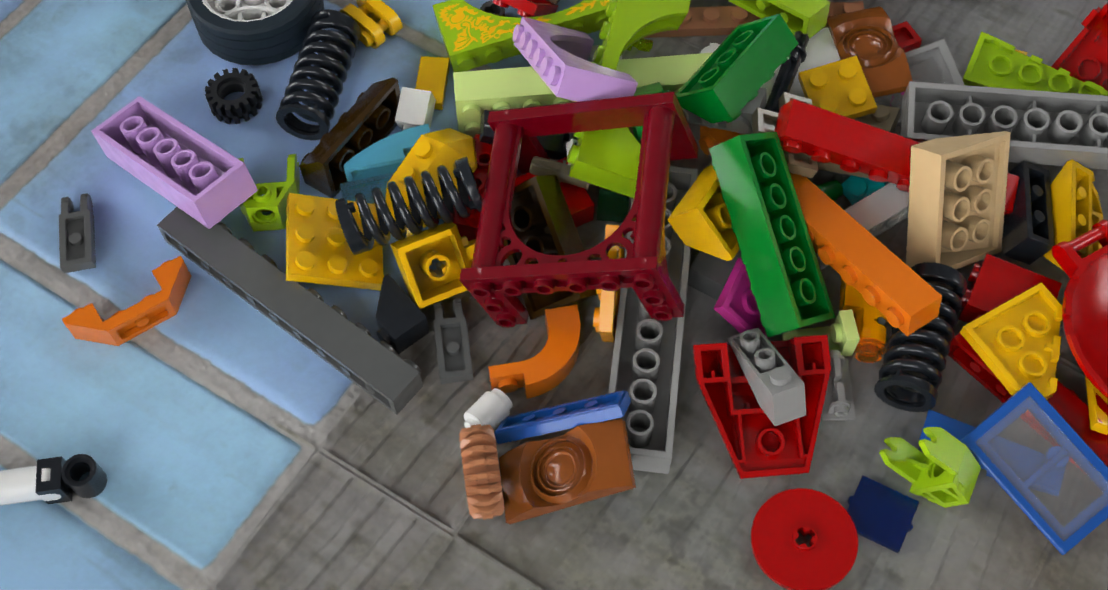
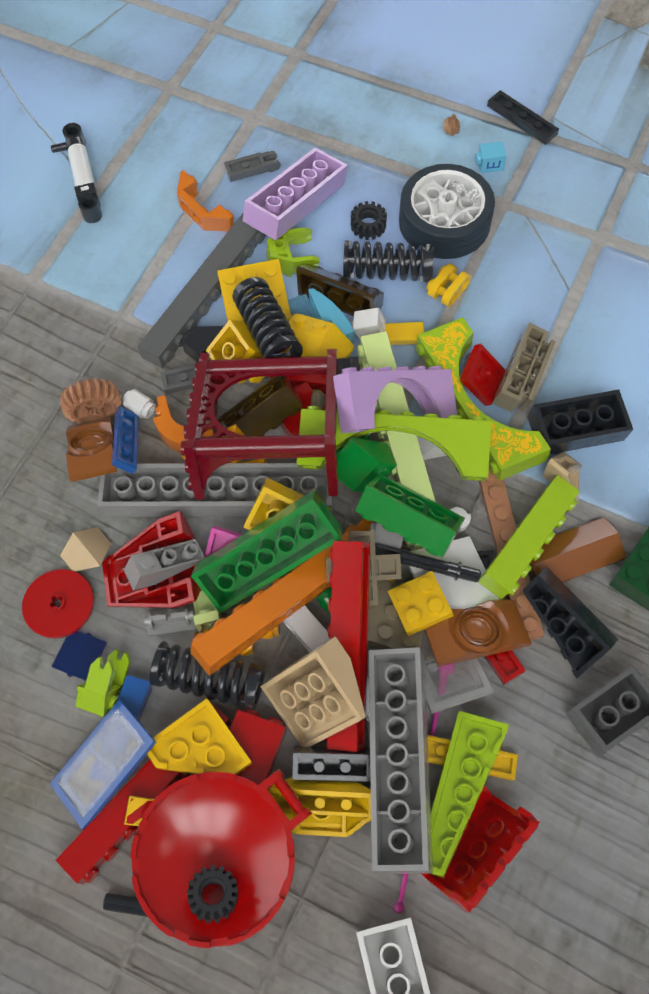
camera: 85 degrees right, 5 degrees up
(728, 494) = (85, 549): none -> tan slope

